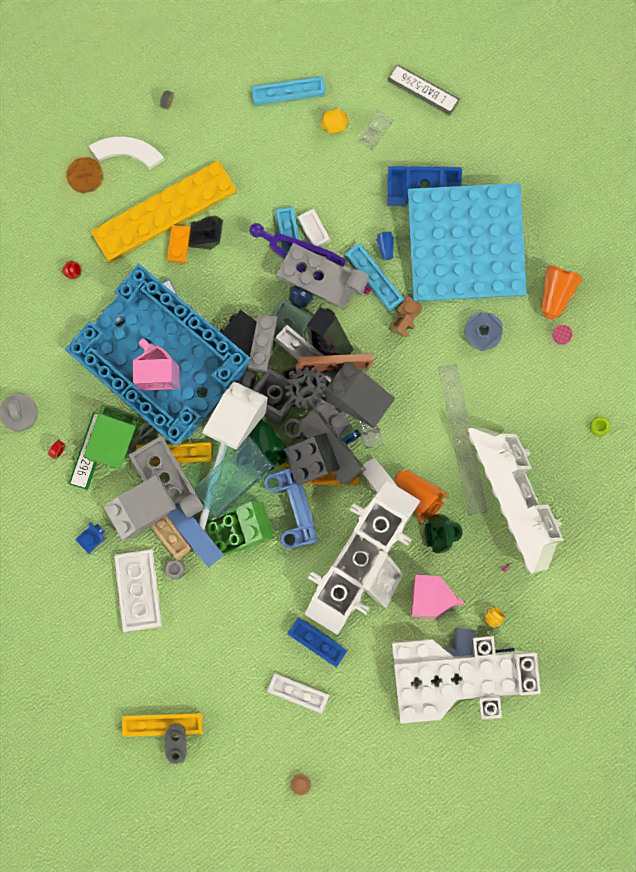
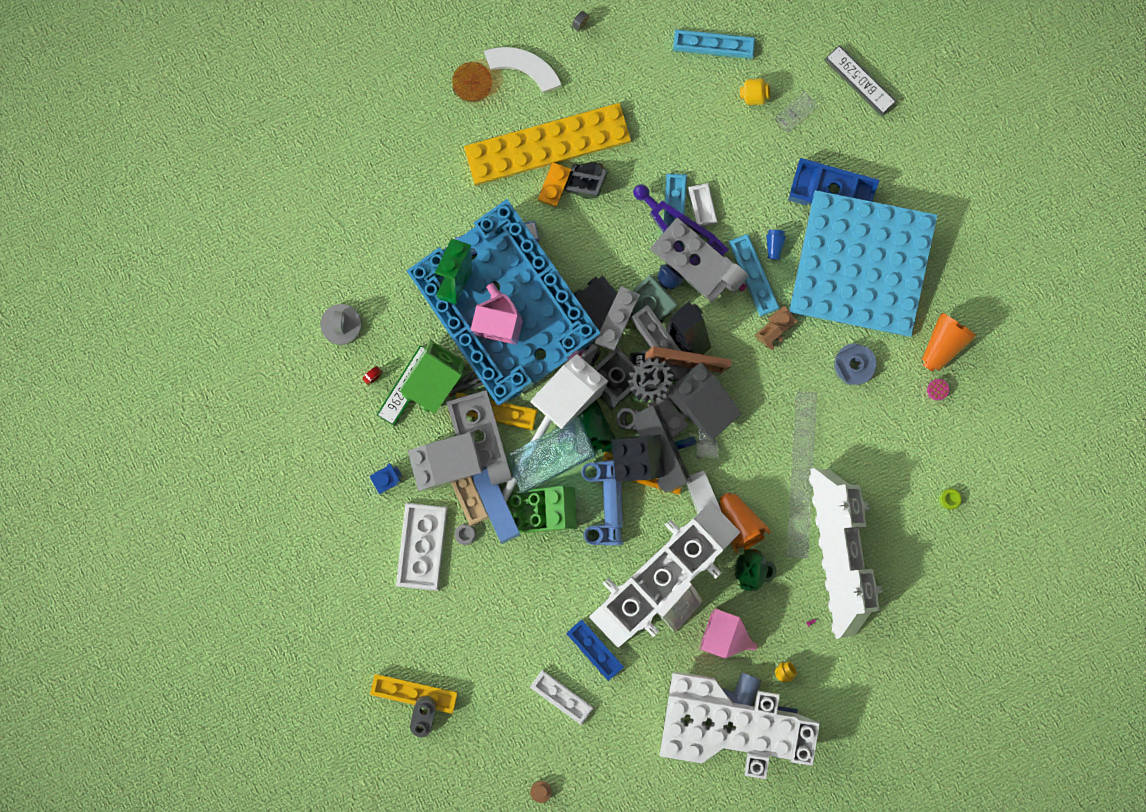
camera: 10 degrees right, 5 degrees up
(71, 270) = (433, 184): red plate -> none
(108, 331) = (456, 268): none -> green panel

